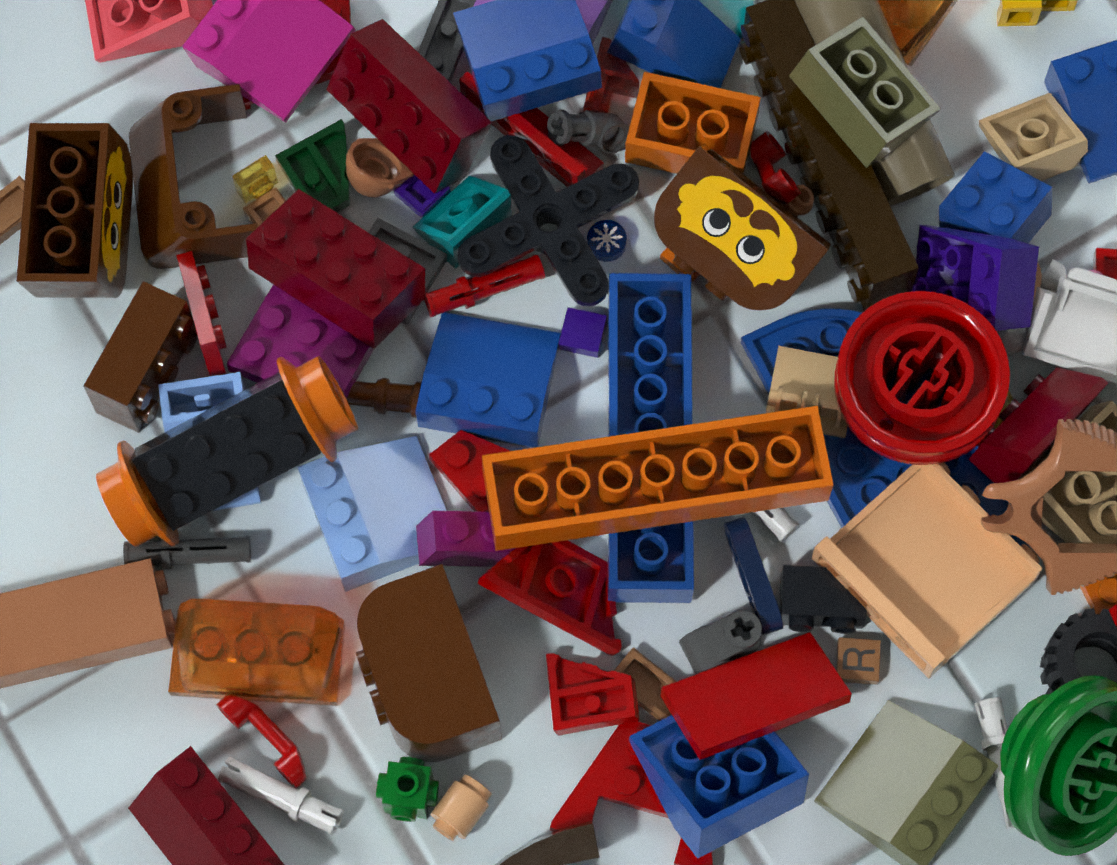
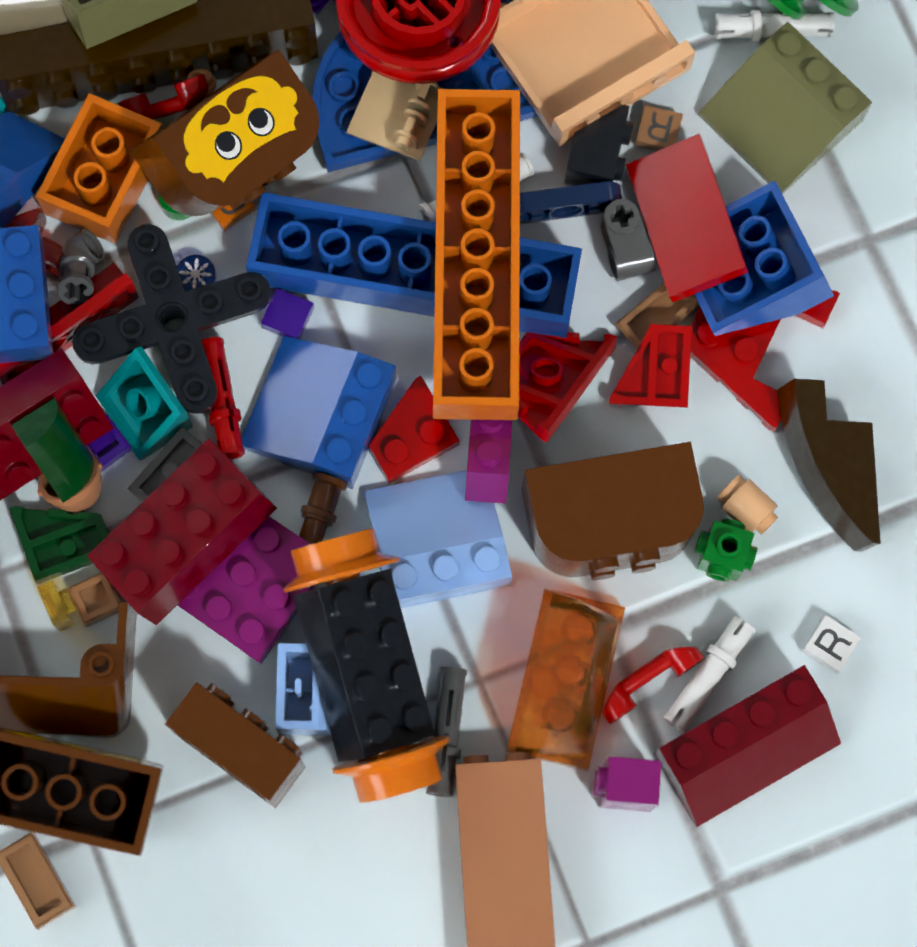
camera: 85 degrees left, 5 degrees up
(152, 723) = (628, 784): none -> magenta brick
(203, 311) = (226, 675): red wing -> none
(390, 137) = (56, 448): none -> dark green brick

